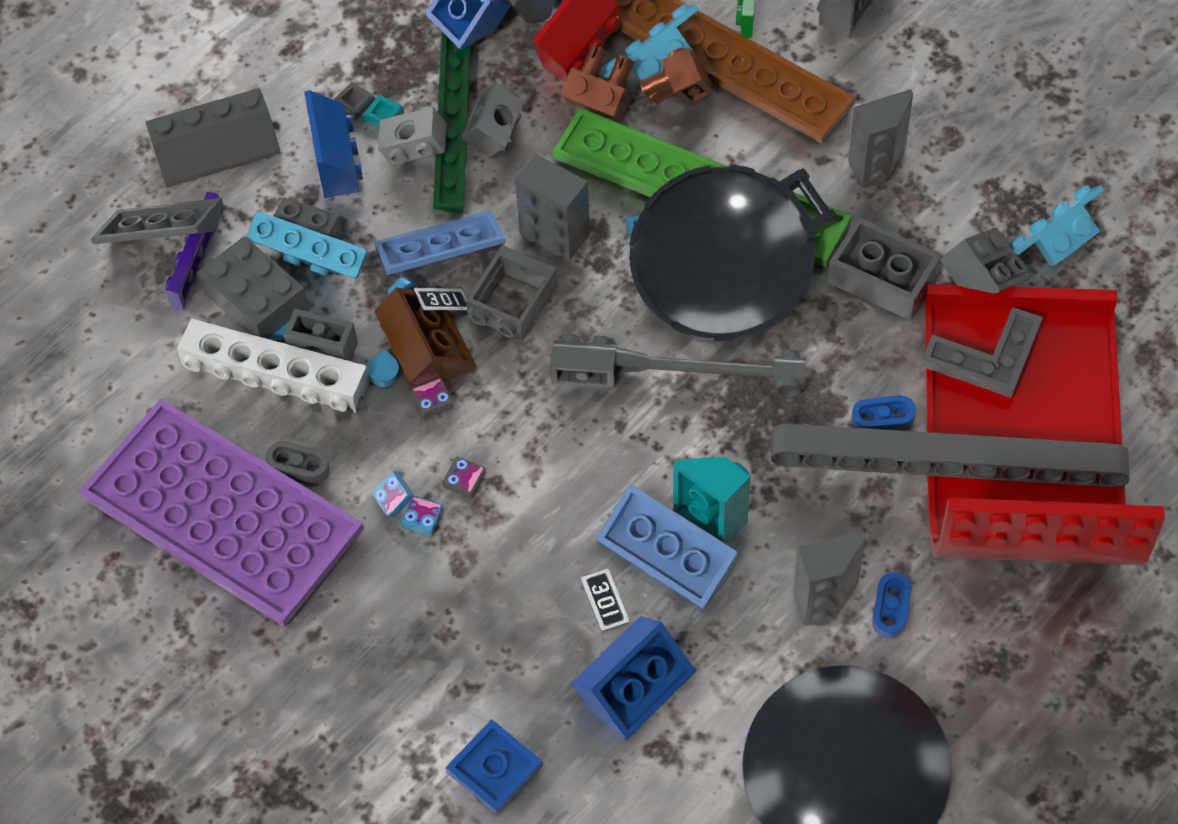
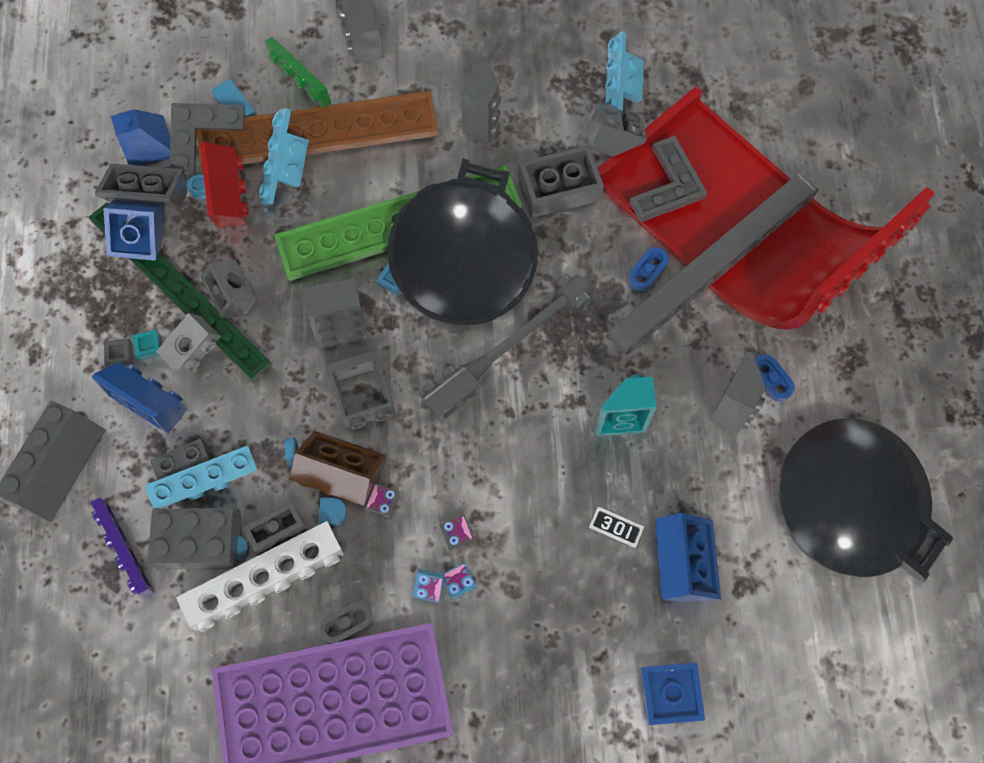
camera: 50 degrees left, 10 degrees up
(160, 221) = (81, 553): dark grey slope -> none
(439, 242) = (279, 398): medium blue slope -> none
(441, 298) = (322, 432): sticker -> none
(601, 96) = (277, 217): copper brick -> none
(668, 546) = (620, 461): medium blue slope -> none
(681, 75) = (321, 161): copper brick -> none

